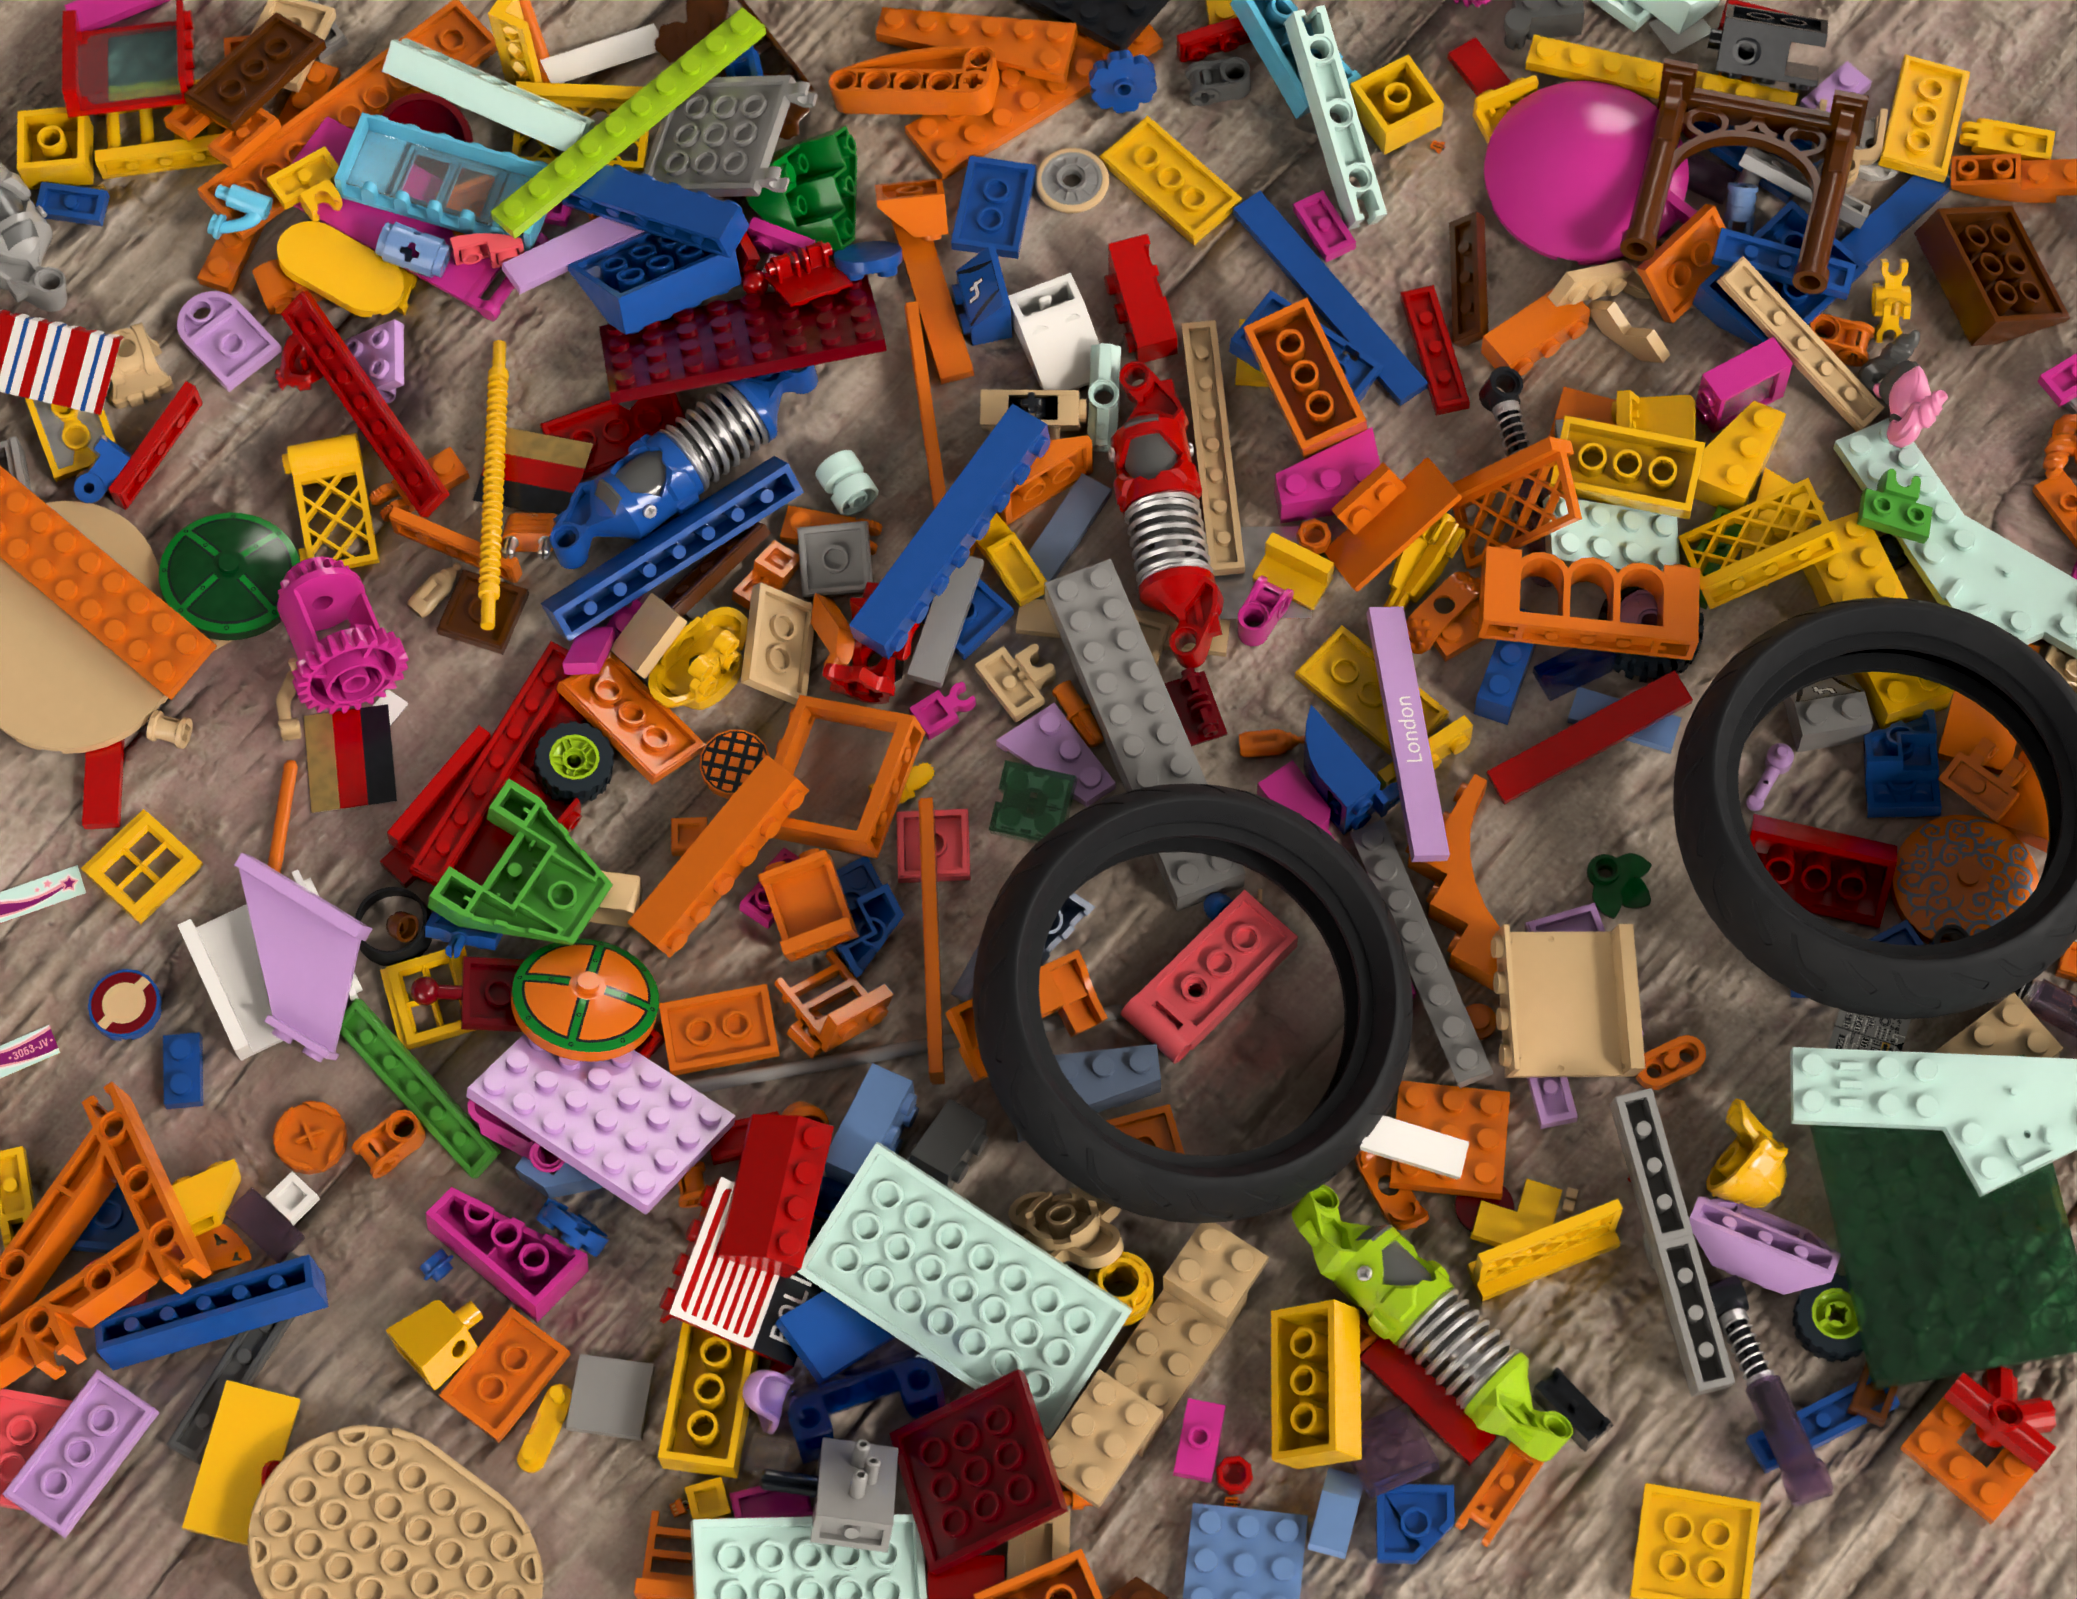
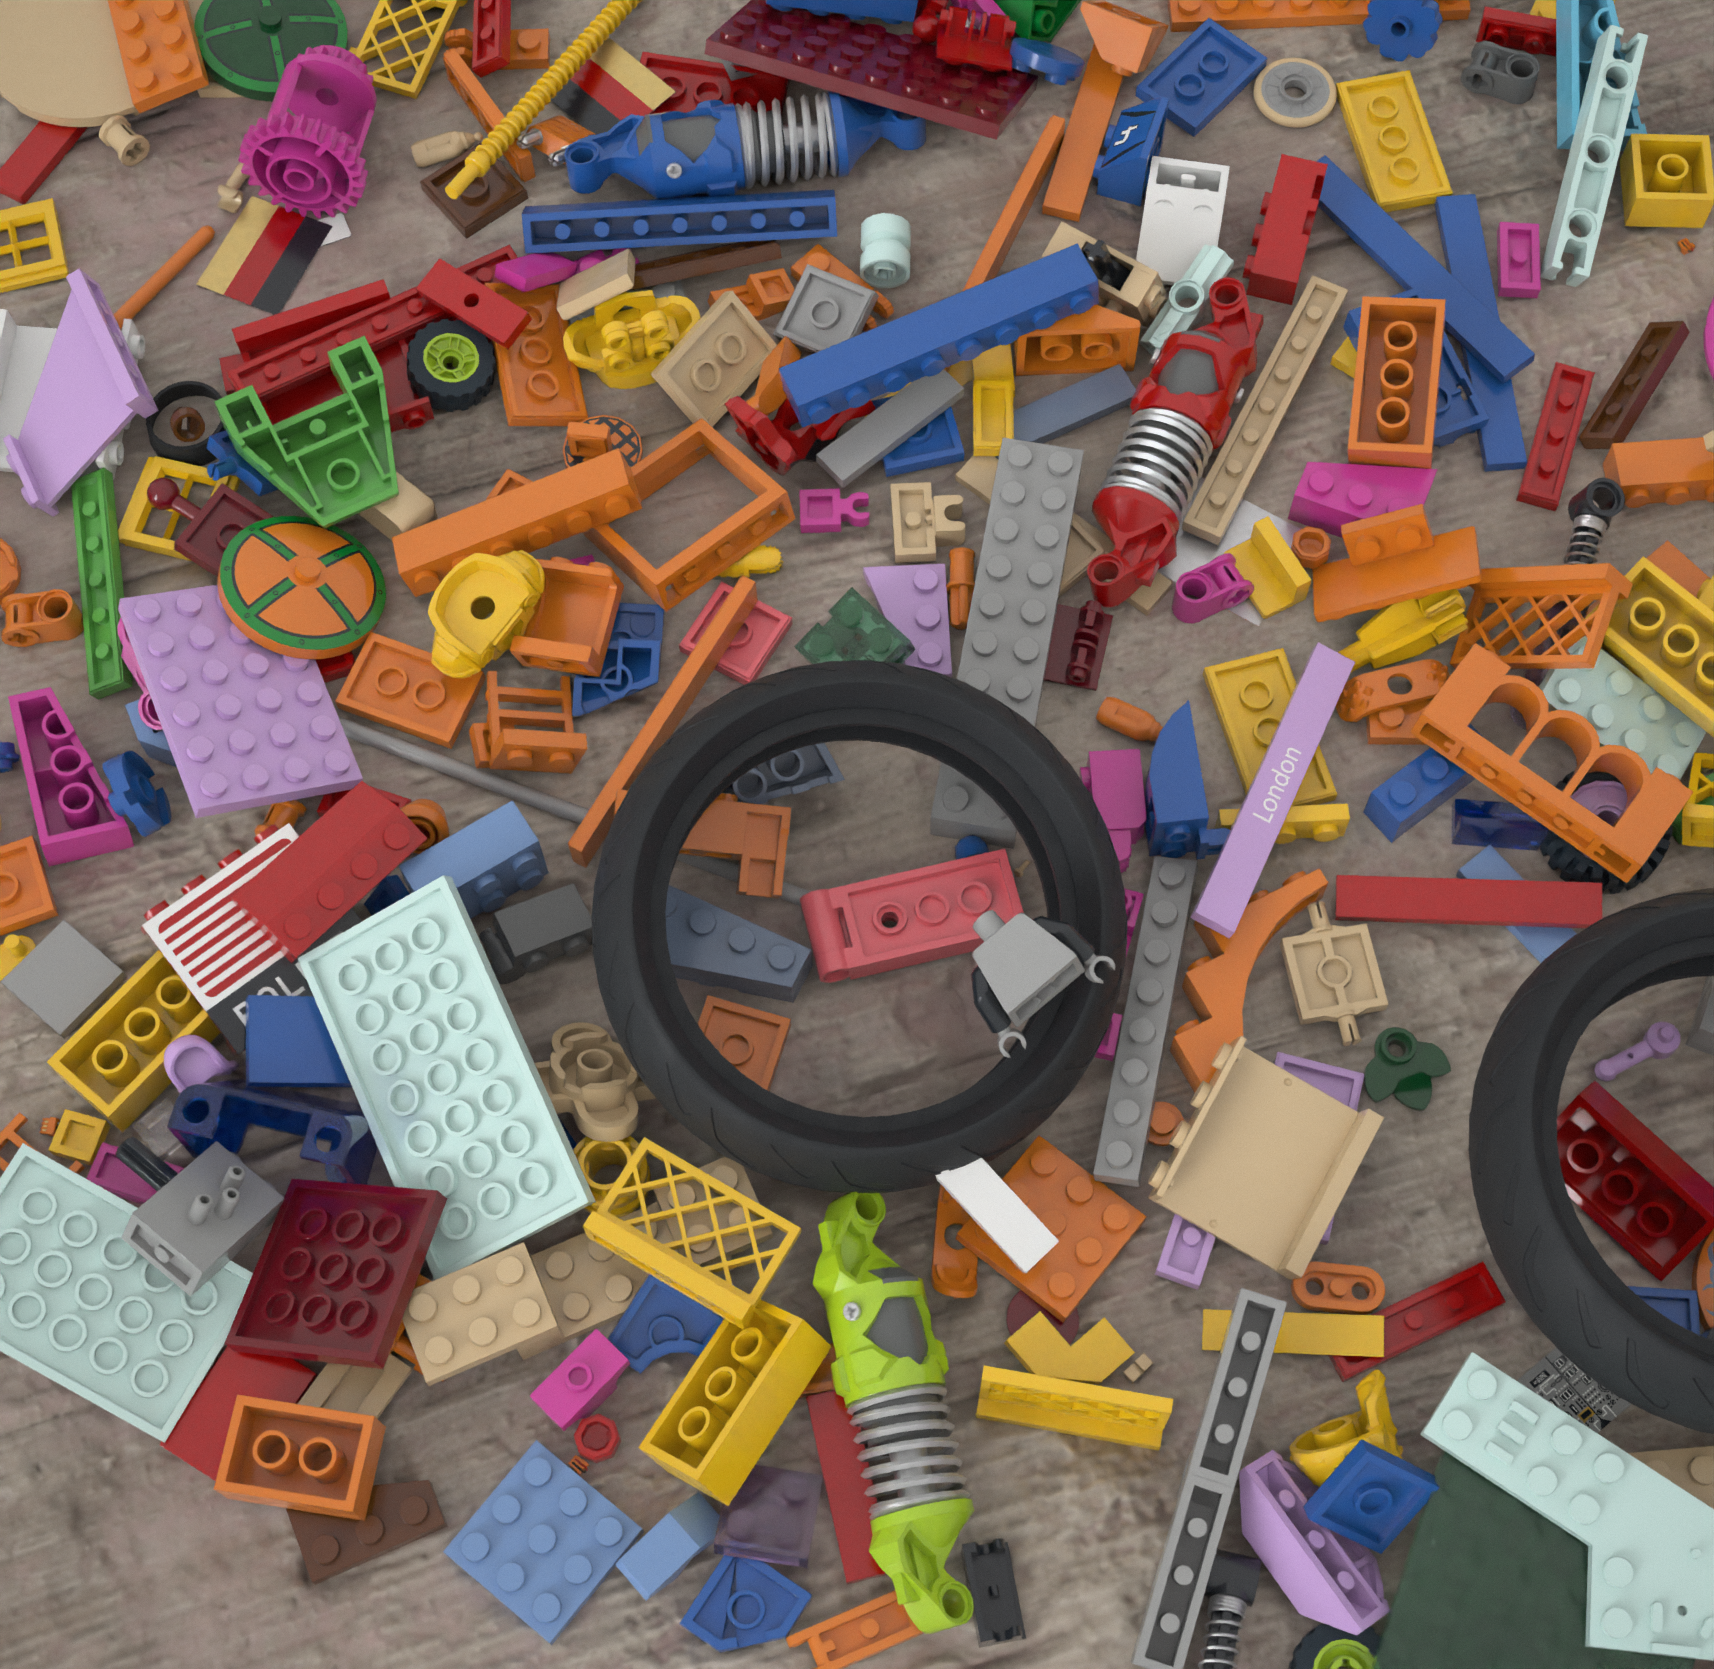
camera: 30 degrees right, 0 degrees up
(546, 704) = (474, 303): none -> red tile
(725, 760) = (588, 439): none -> orange tile
(746, 969) = (468, 593): none -> yellow piece
(1215, 1321) = (670, 1266): none -> yellow fence
(1227, 1366) = (662, 1323): none -> blue tile
(1259, 277) = (1414, 267): none -> blue tile
(1341, 962) = (1025, 967): none -> light grey torso
(1529, 843) = (1333, 974): none -> tan plate
(1672, 1105) = (1310, 1333): none -> yellow sticker
(1733, 1055) = (1428, 1316): none -> red tile
(1783, 1186) = (1371, 1496): none -> blue plate

